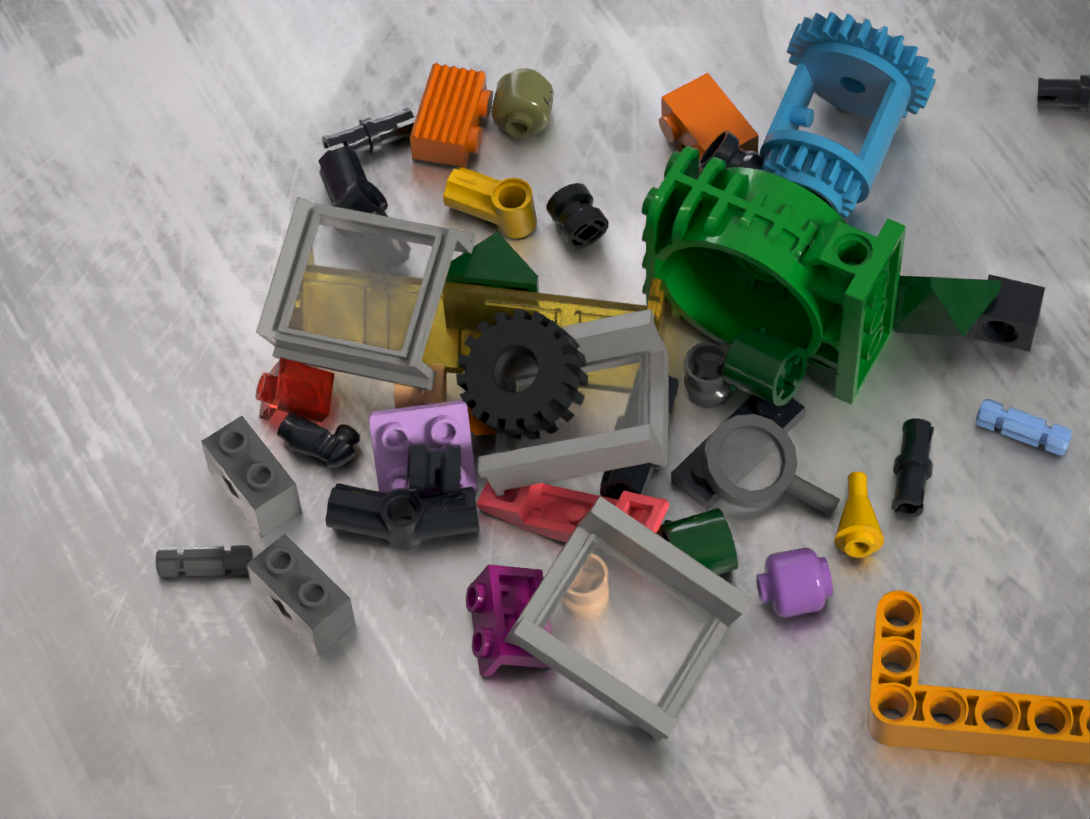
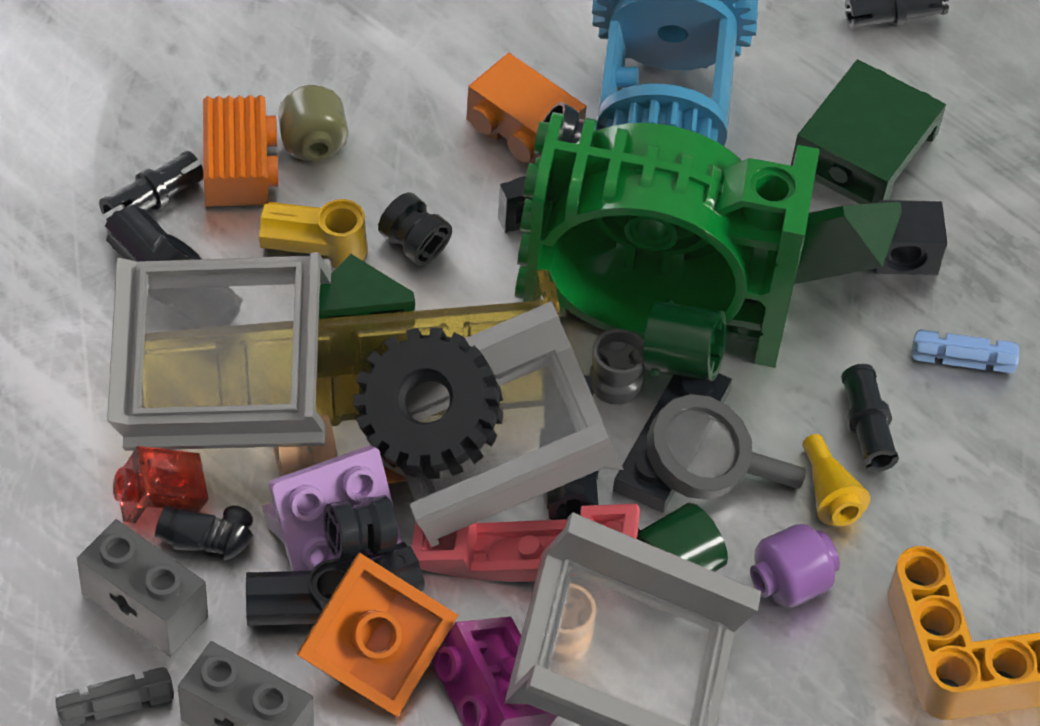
camera: 25 degrees left, 5 degrees down
(423, 559) = (377, 635): none -> orange slope
(1007, 208) = (869, 132): none -> dark green panel

